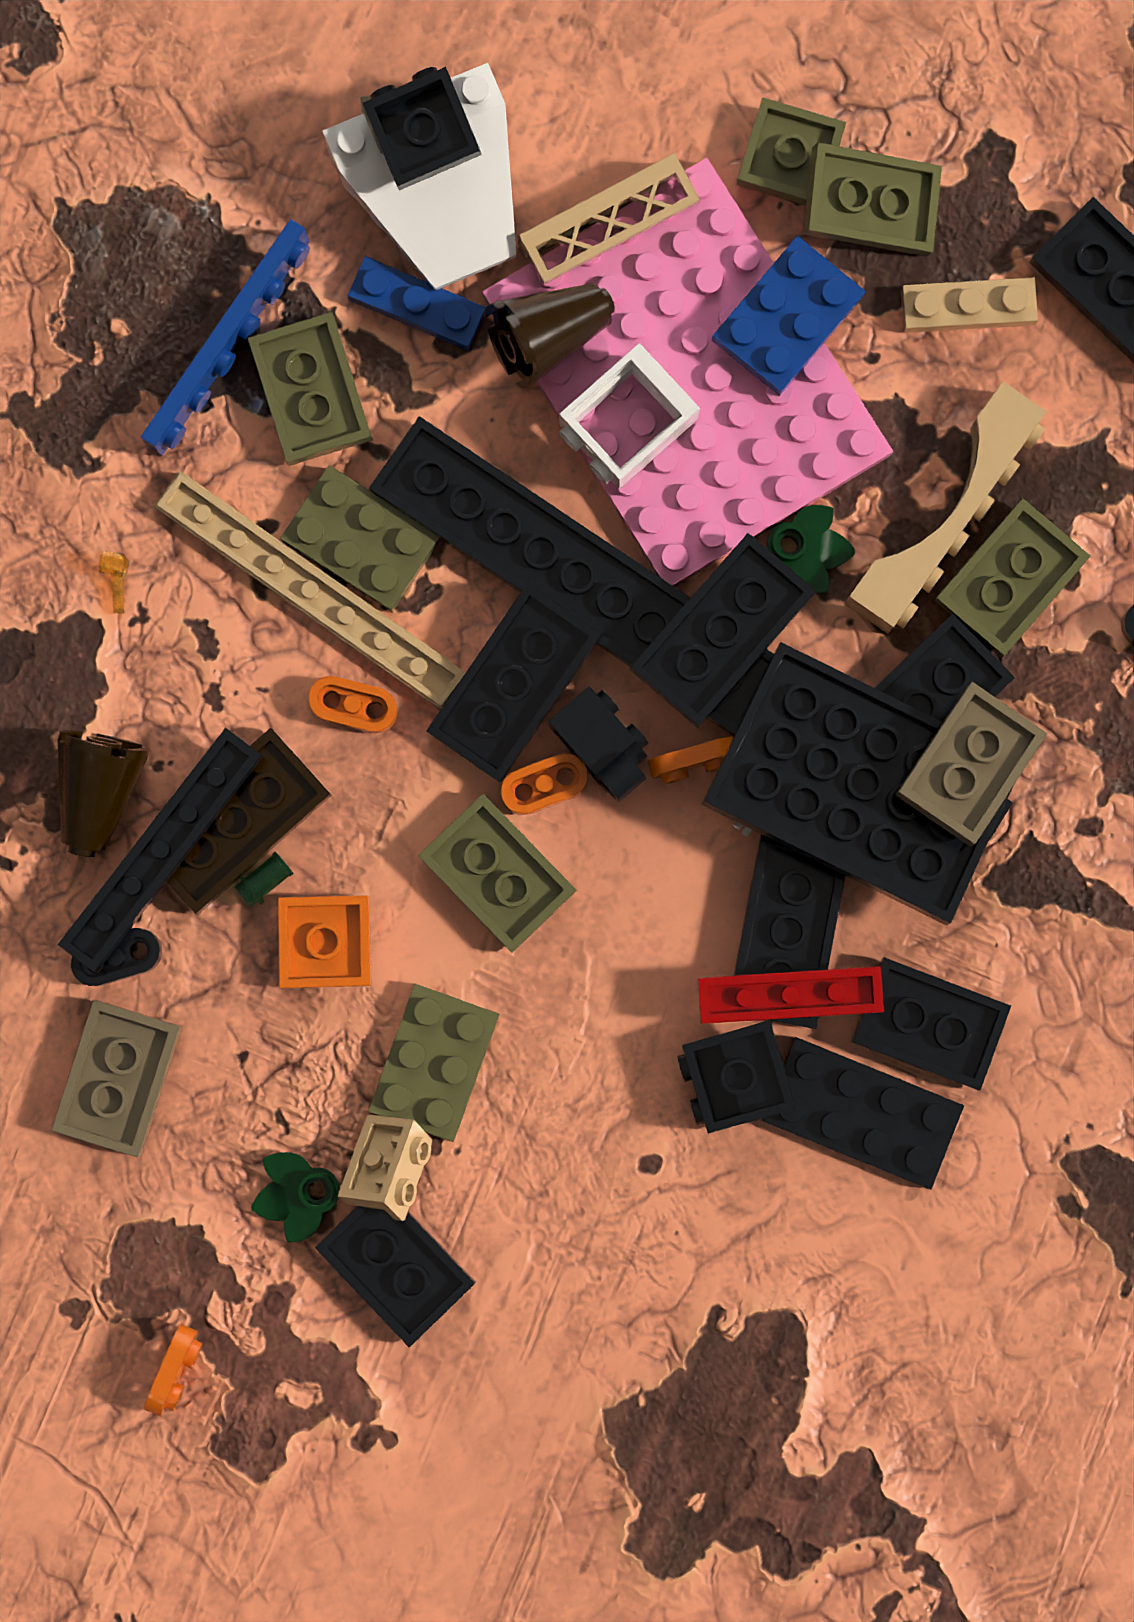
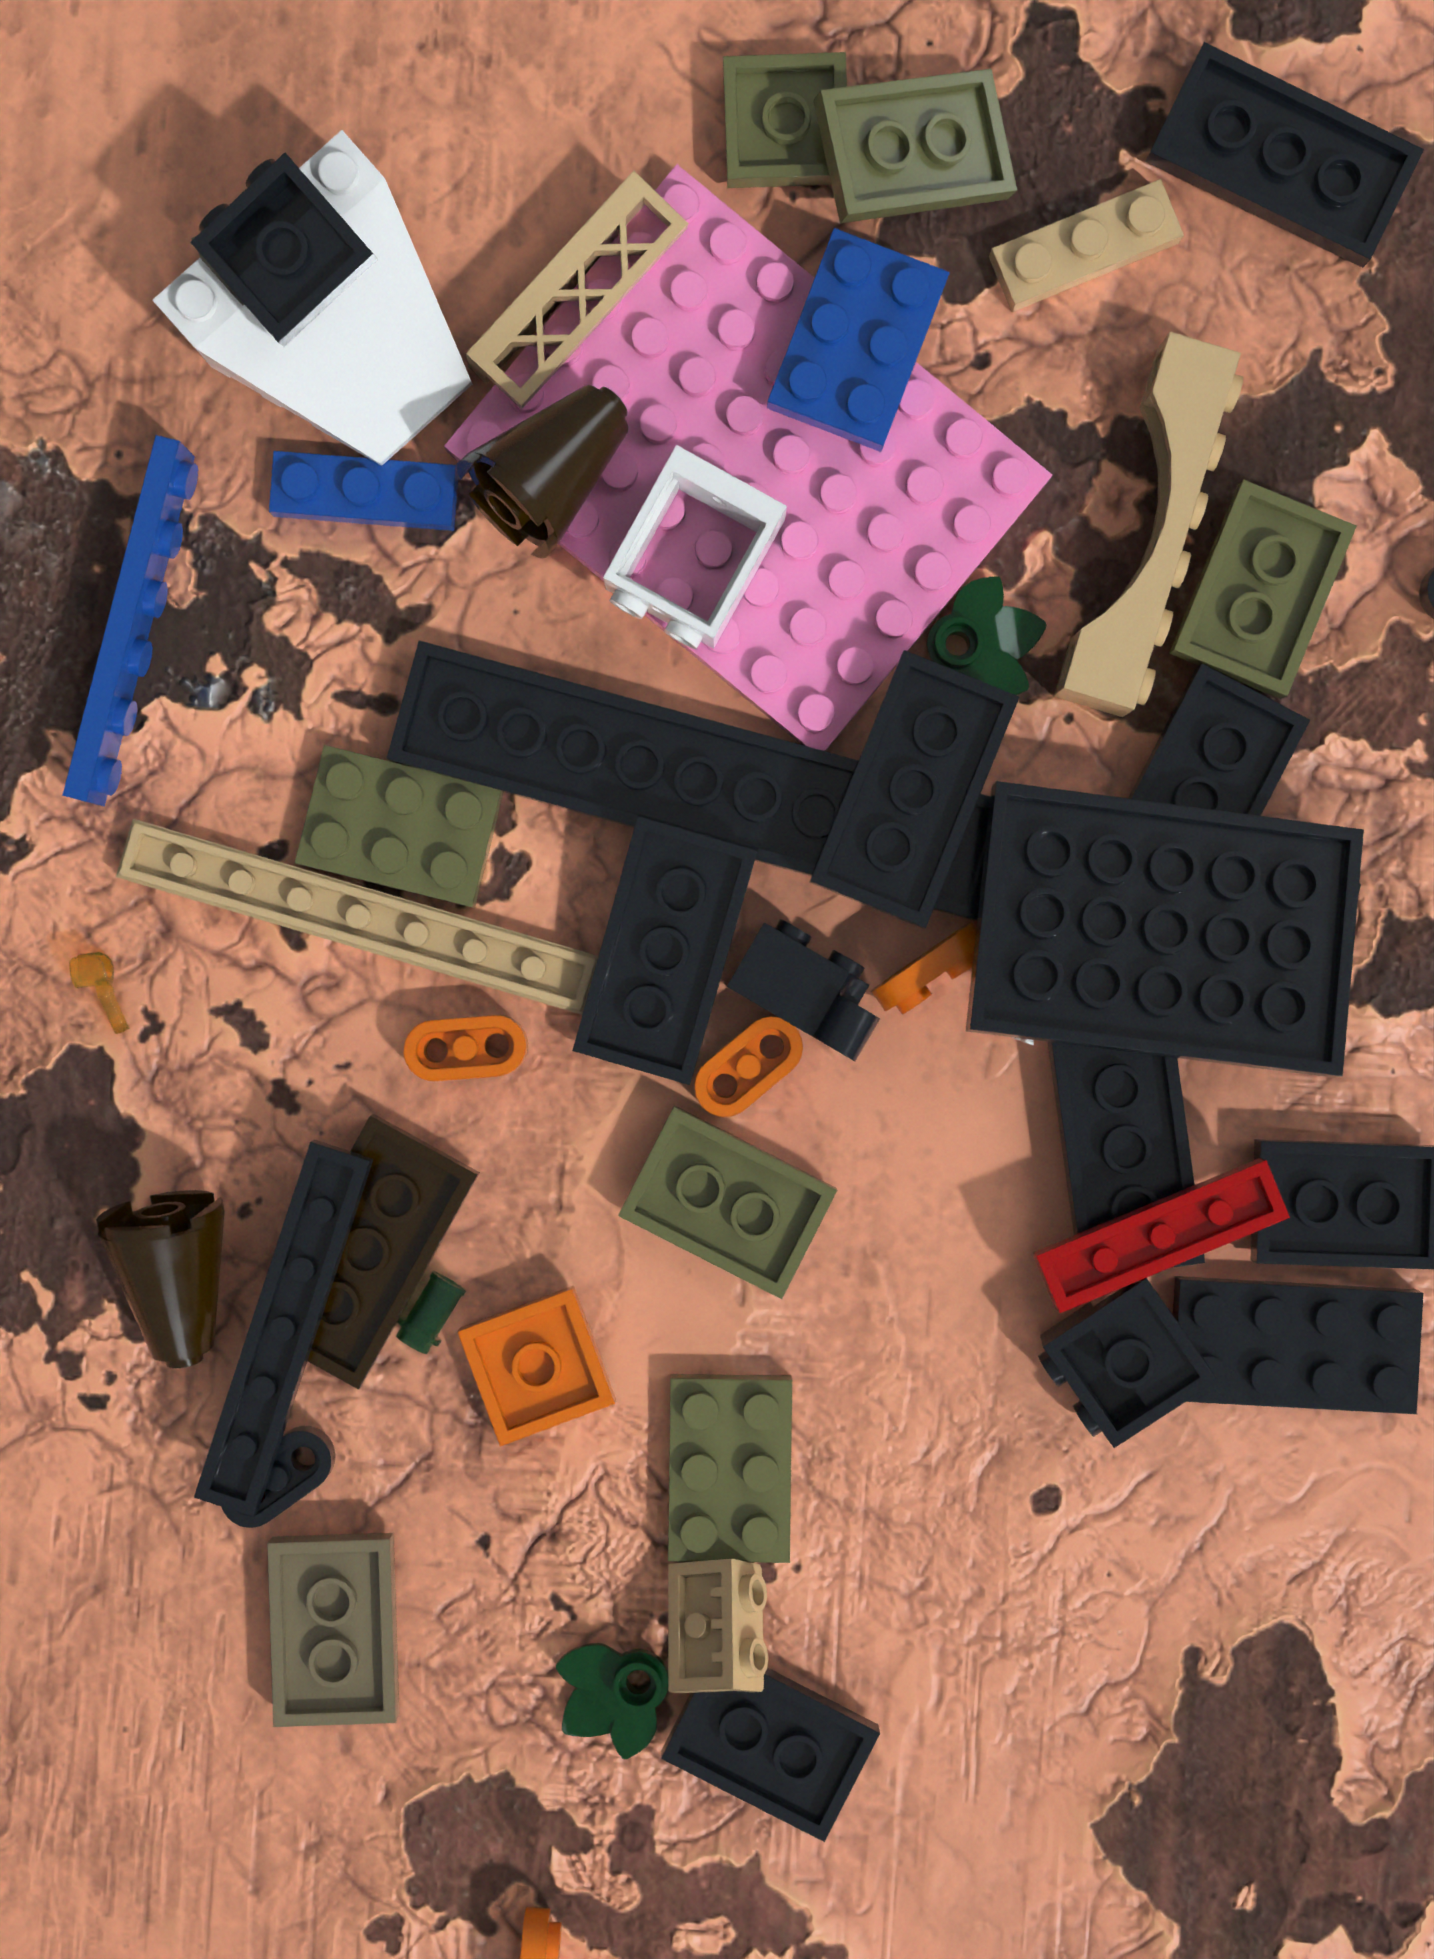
camera: 20 degrees left, 5 degrees up
(310, 389) = (263, 652): olive plate -> none
(971, 764) = (1302, 859): dark tan plate -> none

